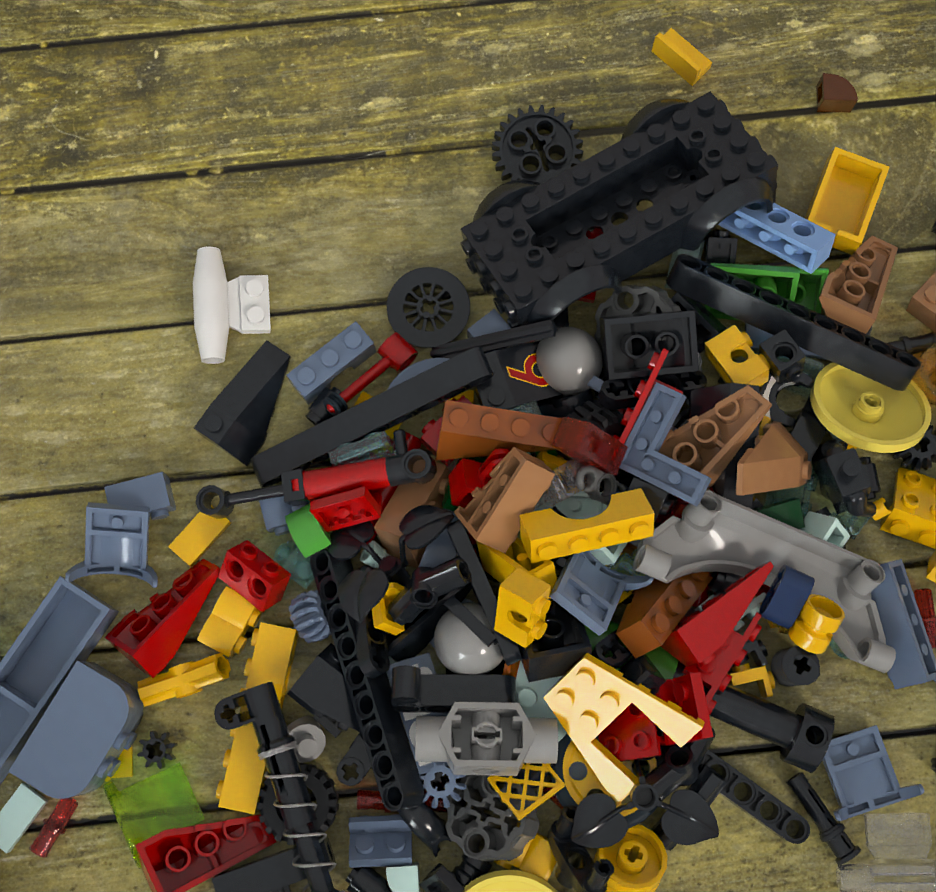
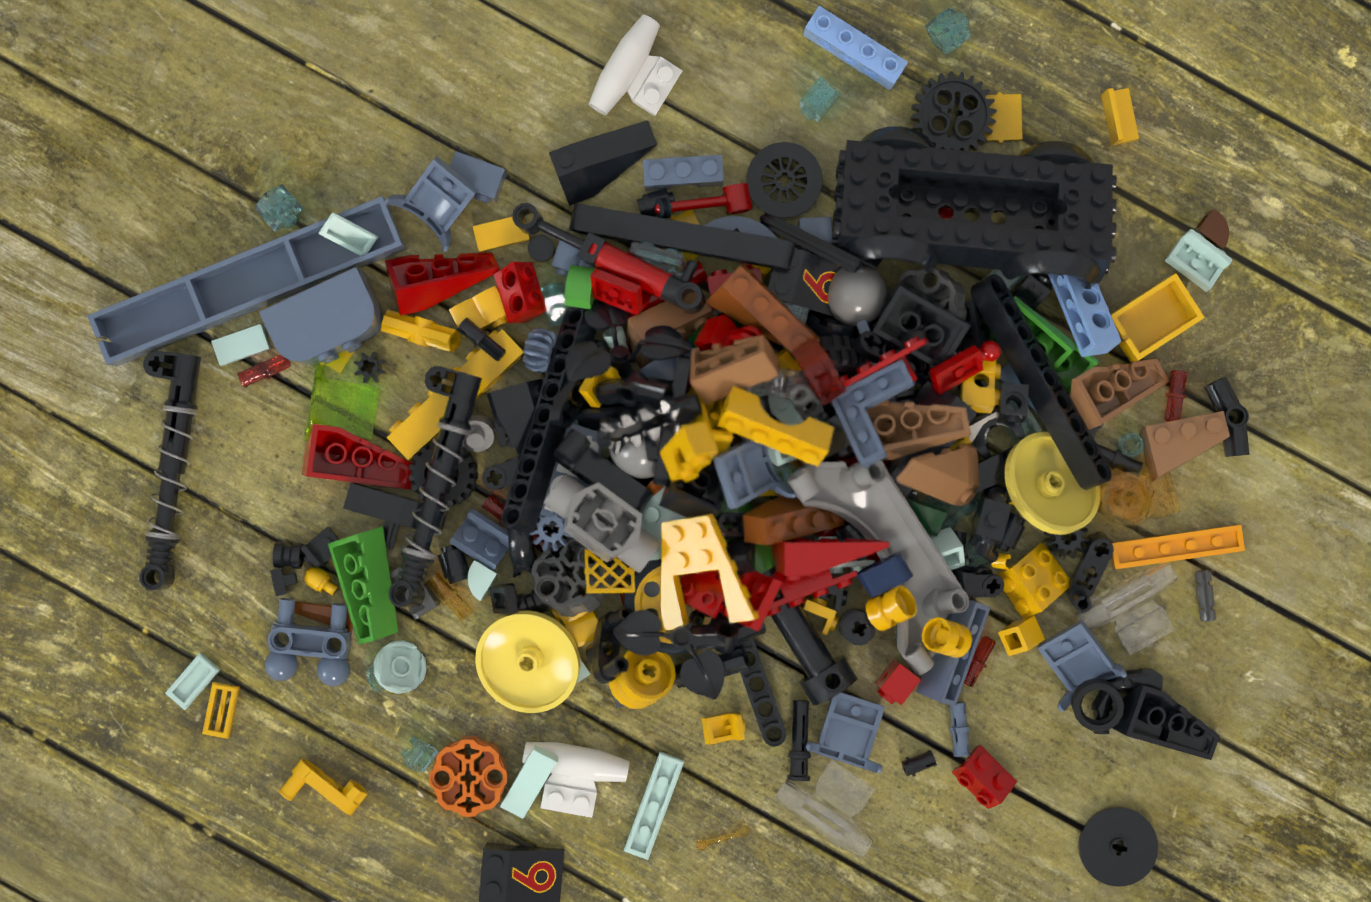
camera: 35 degrees right, 10 degrees up
(50, 635) = (348, 234): none -> light aqua tile
(246, 645) = (481, 339): none -> black axle
(247, 522) = (541, 248): none -> black tile
(409, 152) = (854, 48): none -> light blue brick
(409, 217) = (818, 100): none -> clear light blue brick
(480, 82) = (948, 30): none -> clear light blue brick
(486, 575) = (680, 411): none -> black sword
(588, 121) = (1008, 118): none -> yellow piece
(714, 353) = (963, 366): none -> red plate
(742, 858) = (723, 728): none -> yellow bracket
(842, 126) = (1198, 259): none -> light aqua bracket
(872, 693) = (896, 683): none -> red brick
(874, 542) = (979, 581): none -> black piece
(888, 614) = (946, 637): none -> yellow wheel
(913, 255) = (1175, 395): none -> clear red axle
(913, 317) = (1128, 437): none -> clear light blue bush

